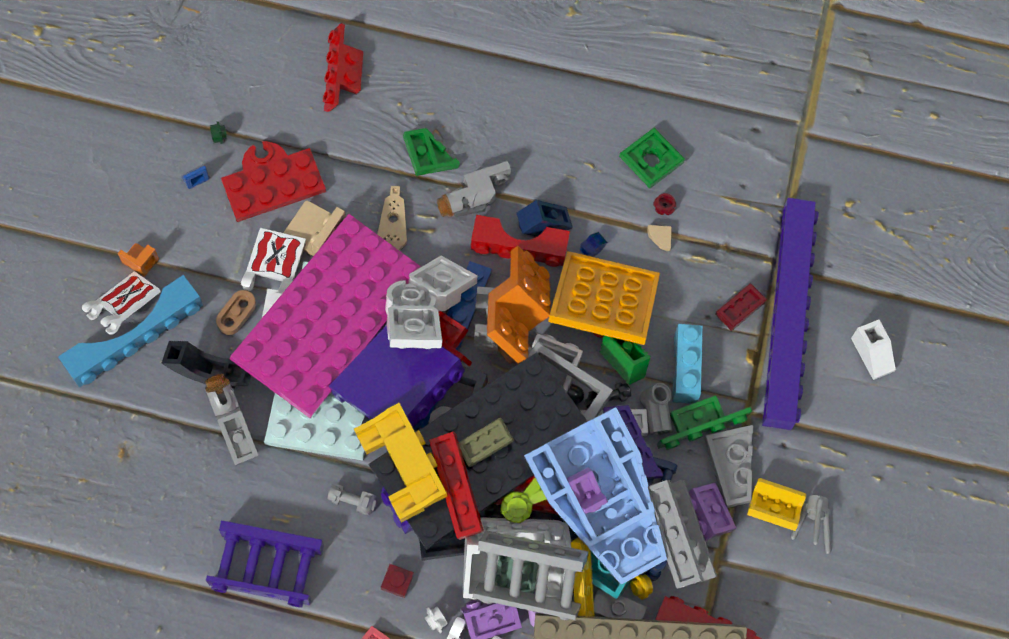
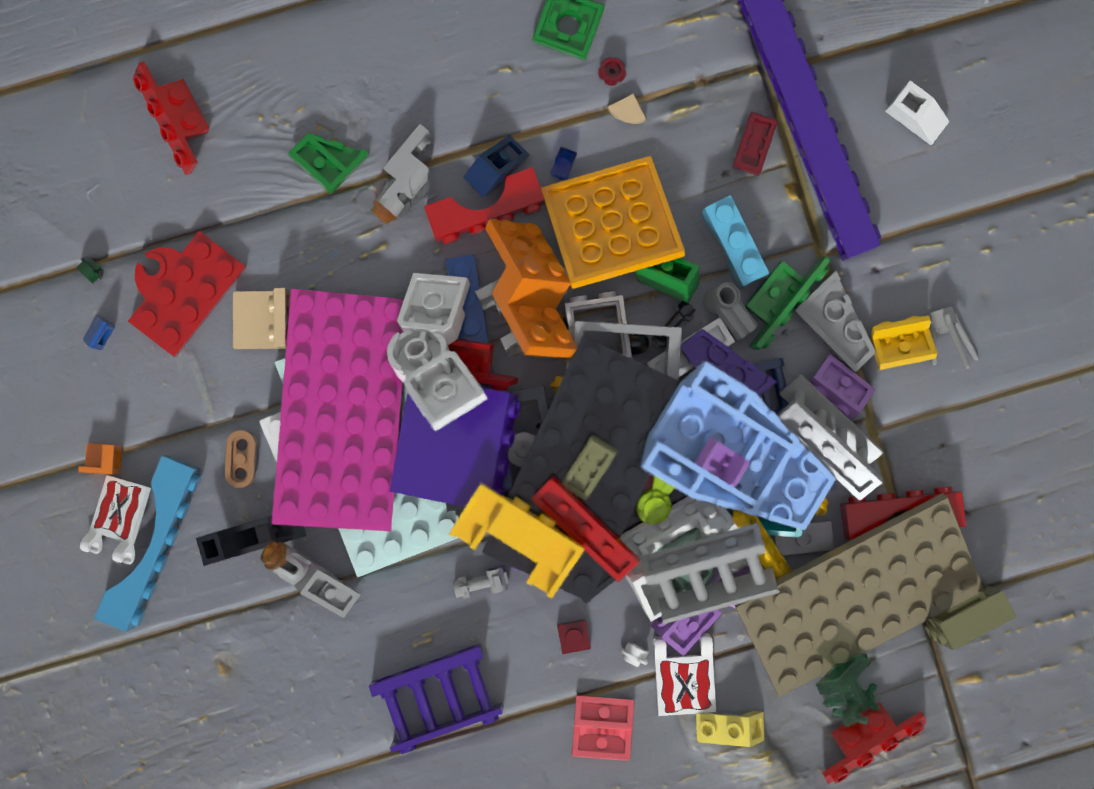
camera: 25 degrees left, 20 degrees up
(274, 257) = (243, 375): flag -> none
(397, 228) = (345, 268): tan piece -> none

